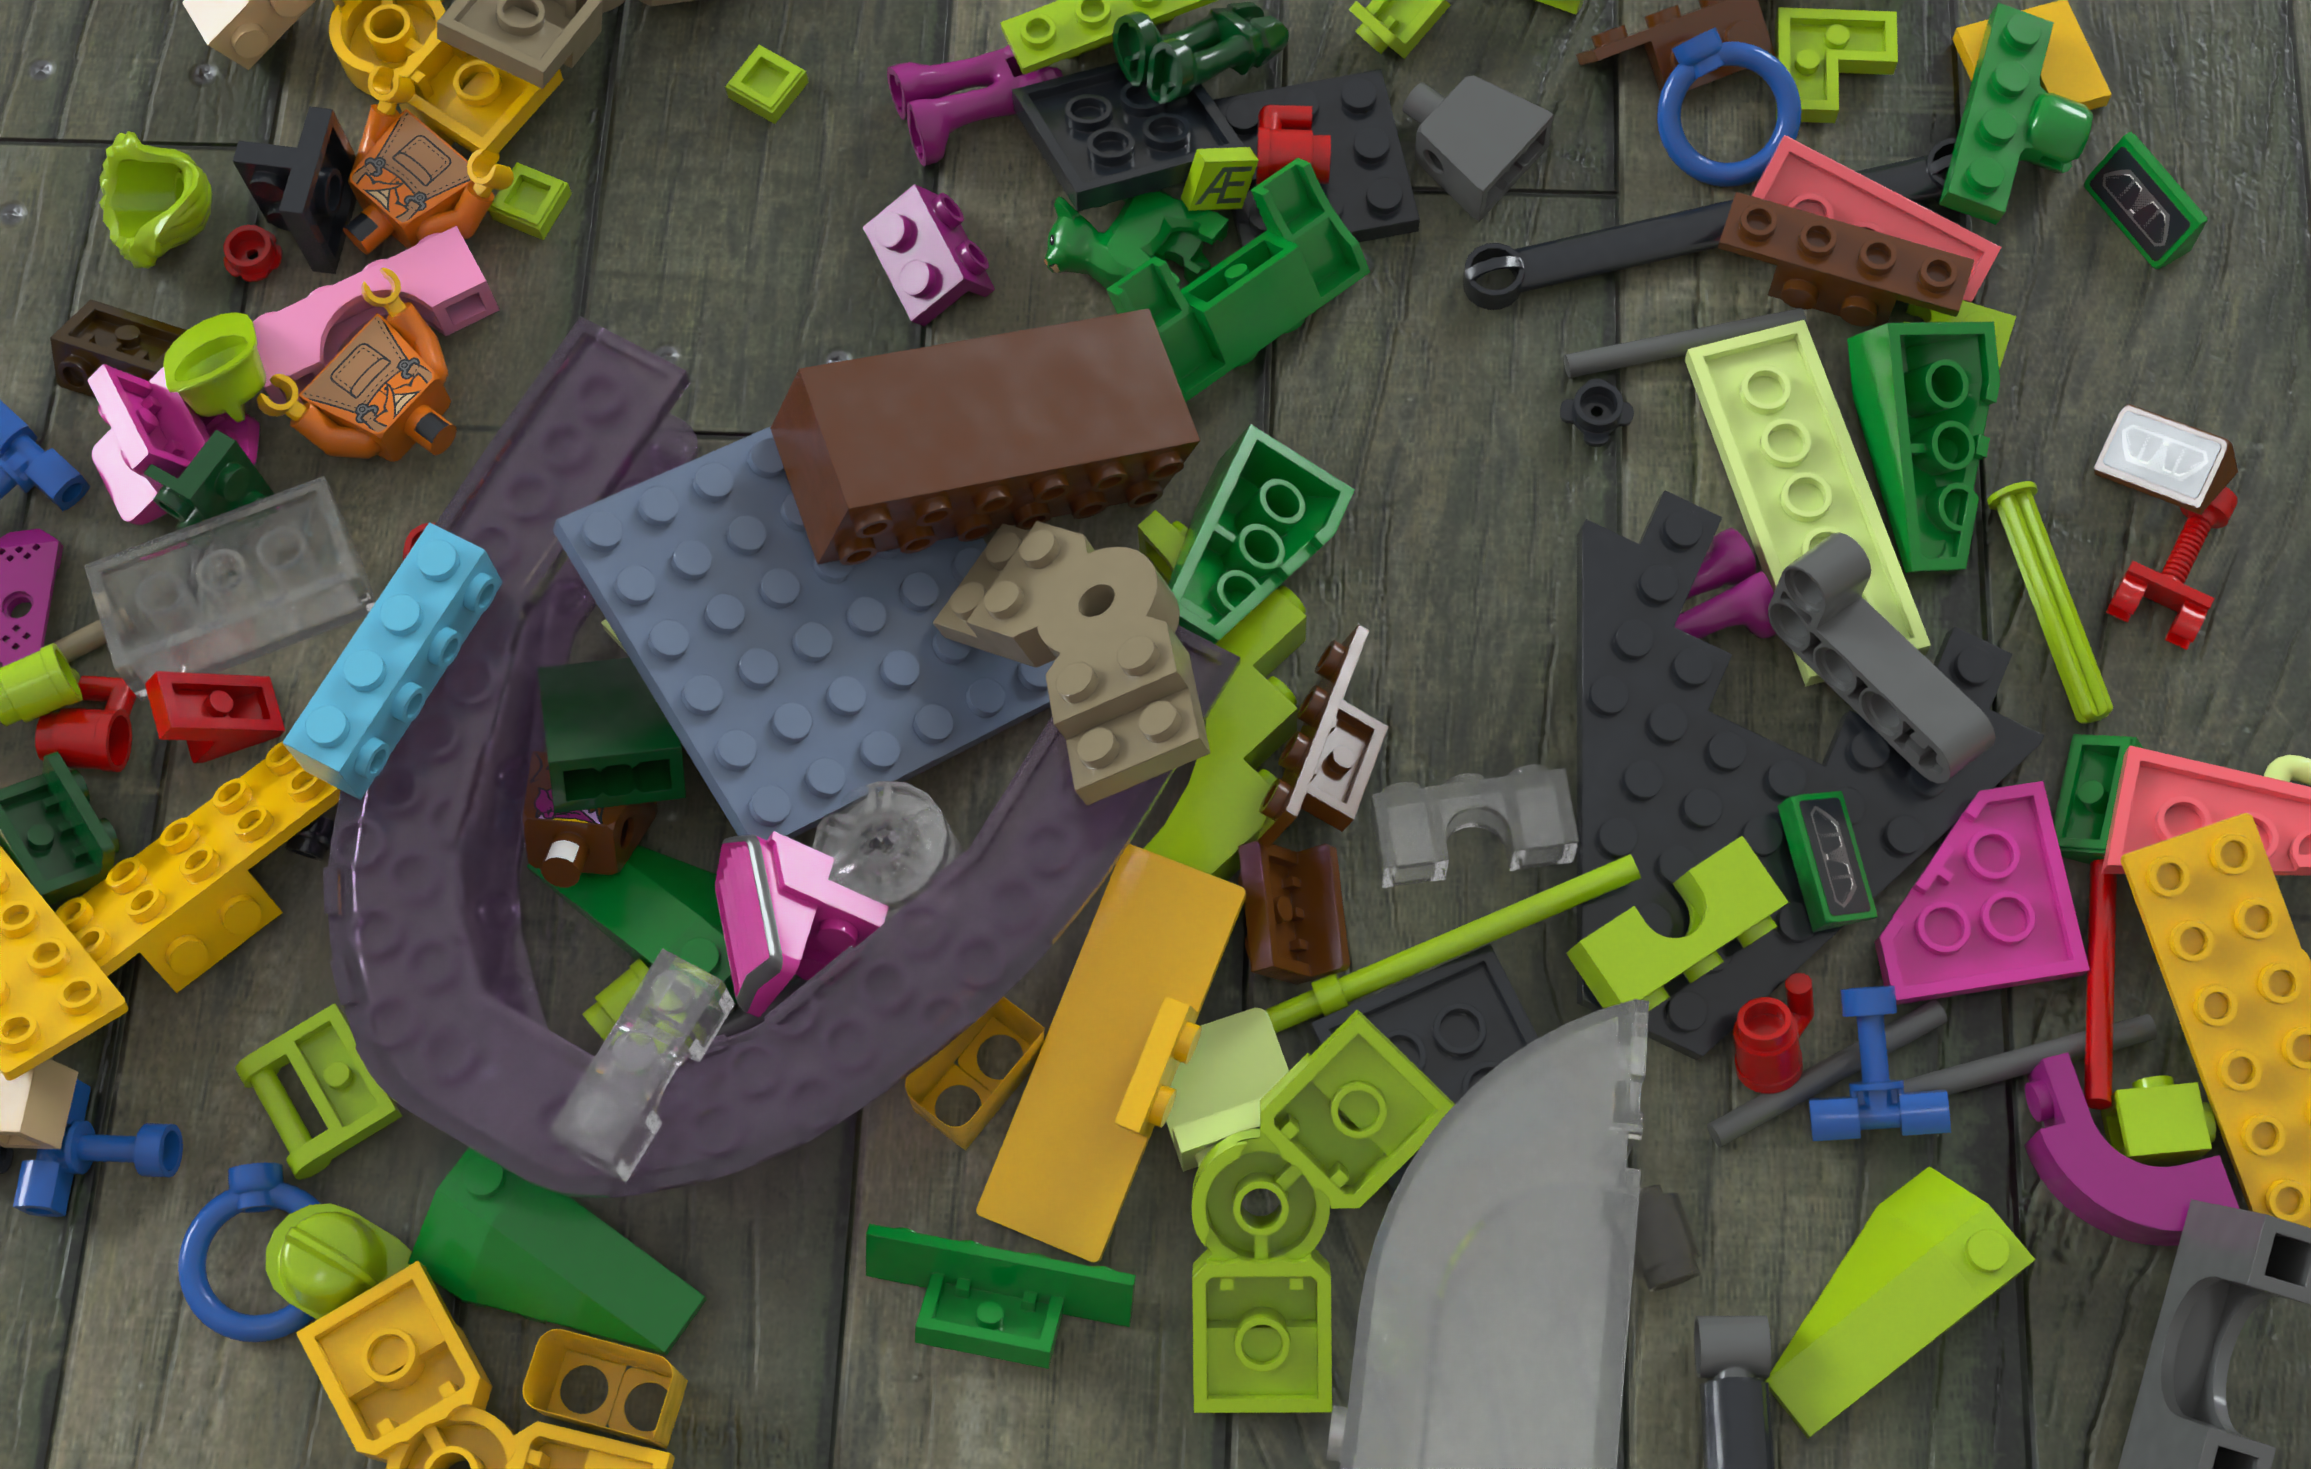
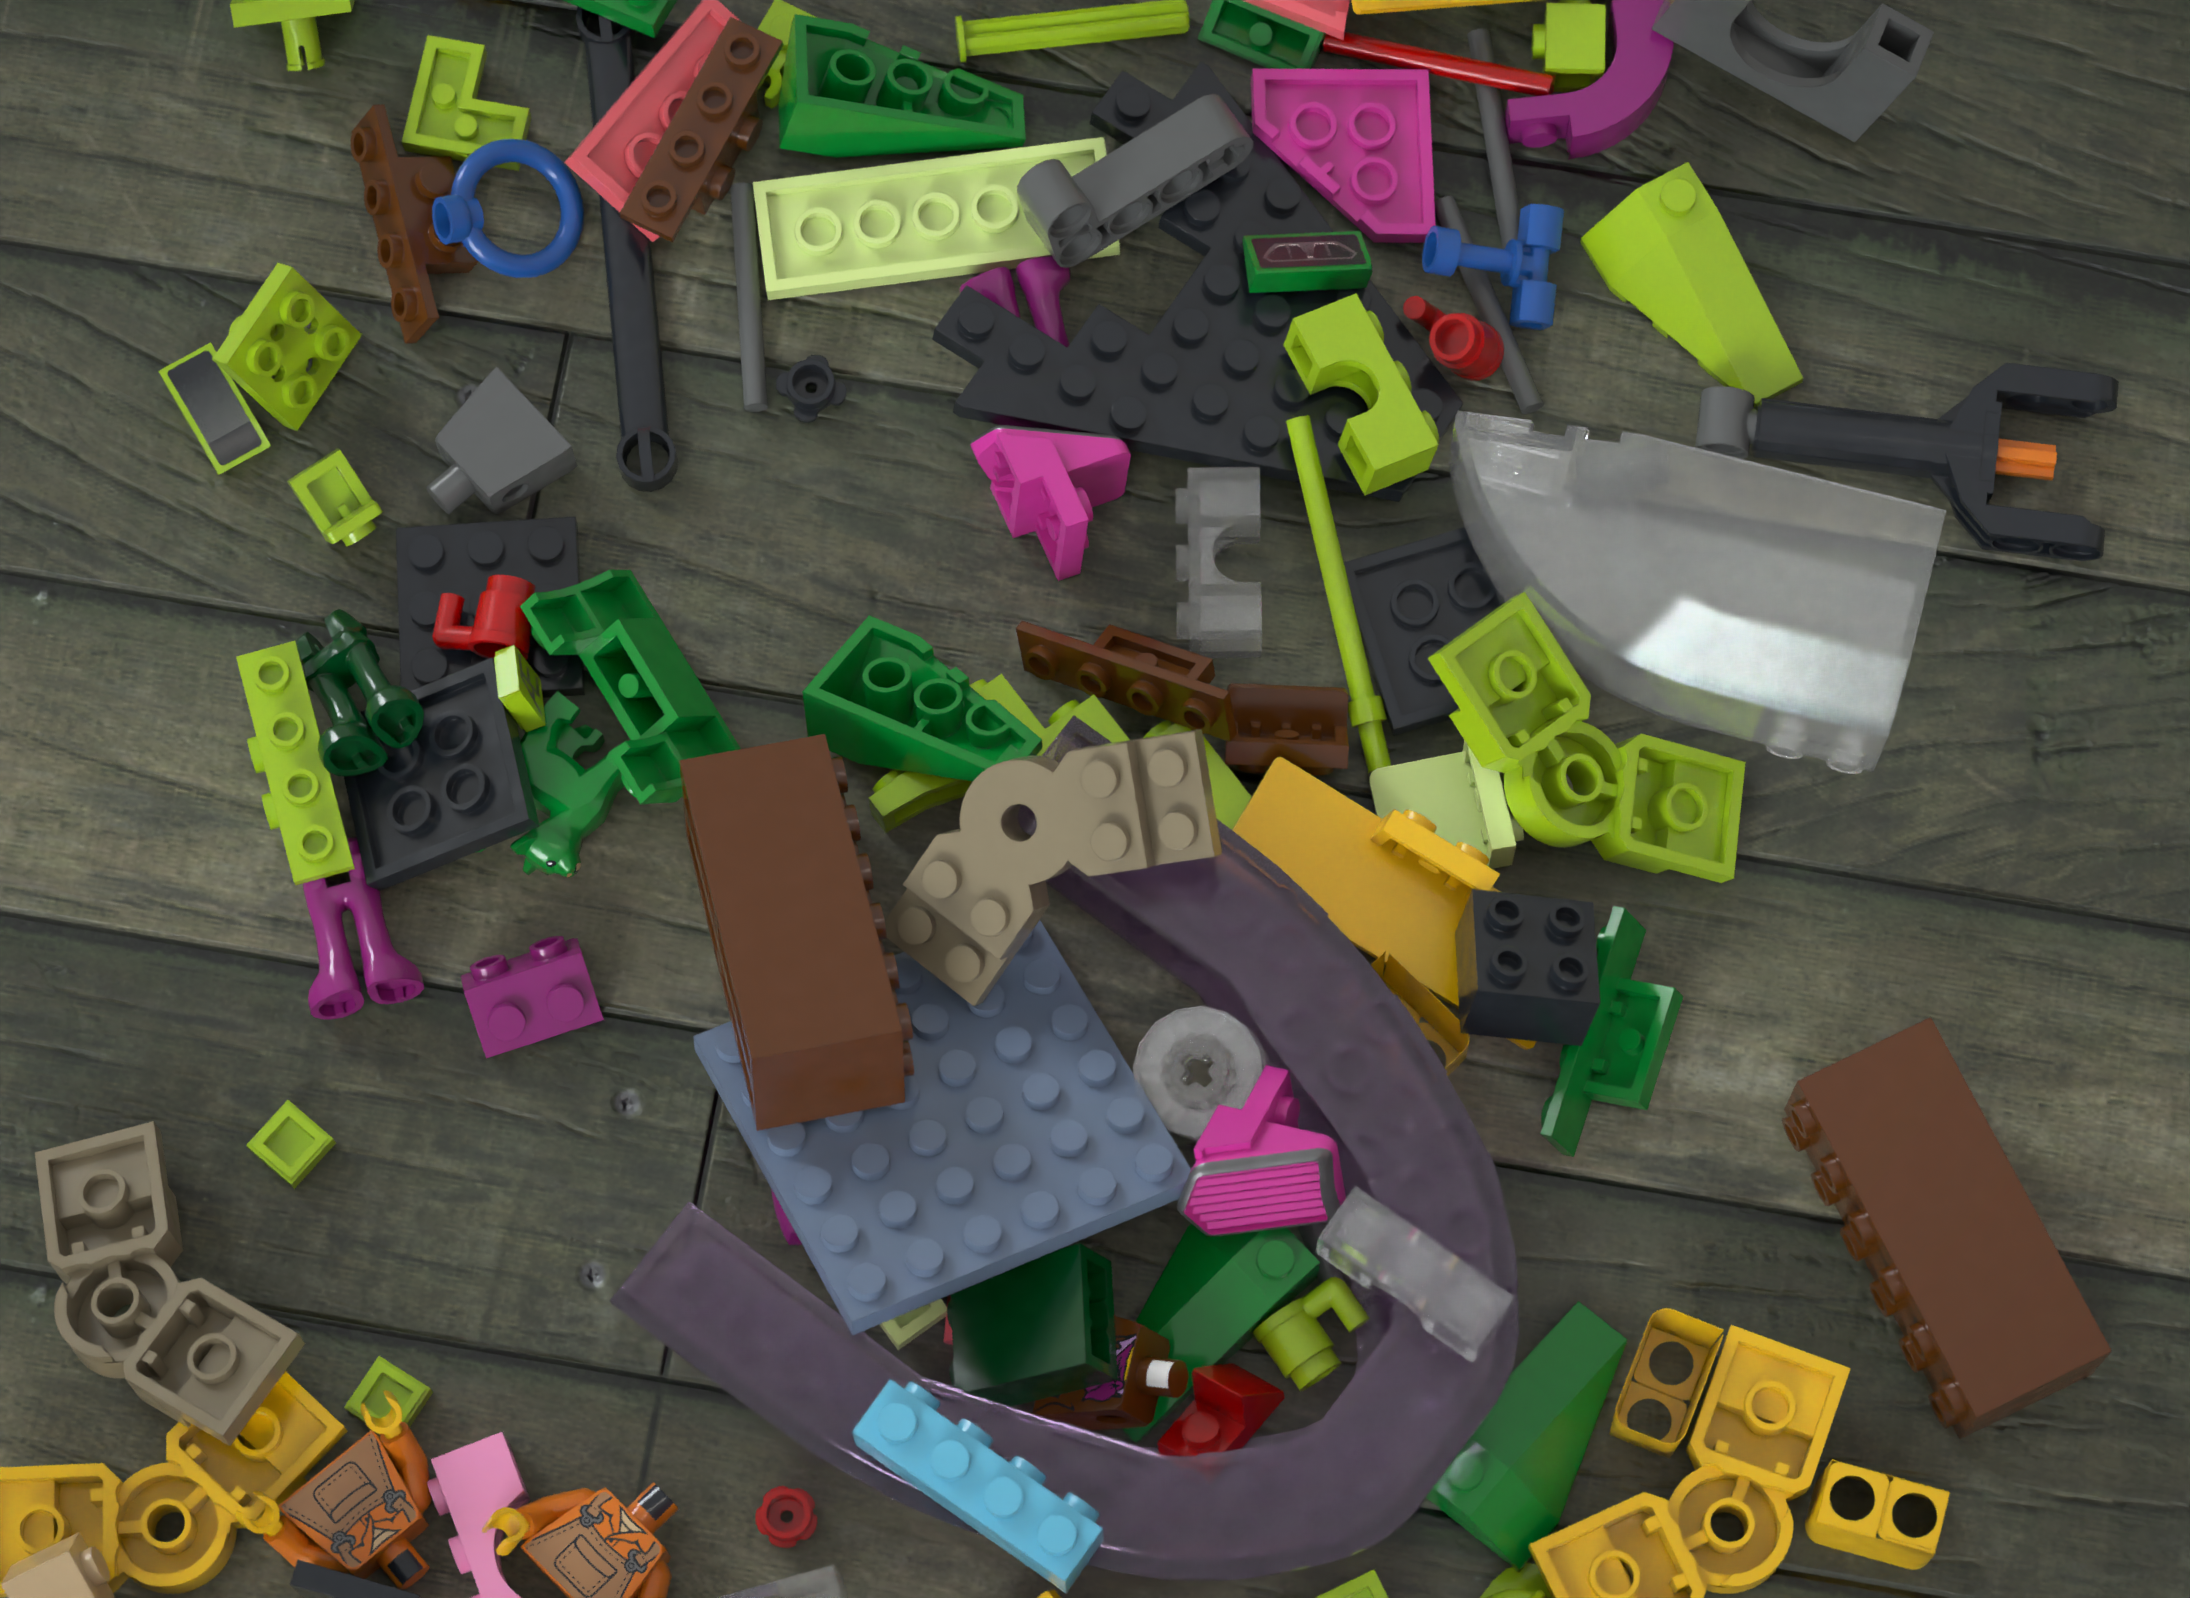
camera: 85 degrees left, 5 degrees up
(548, 940) = (1224, 1414): none -> red slope
(1040, 1177) = (1527, 967): none -> black brick
(1525, 633) = (1051, 483): none -> dark pink piece

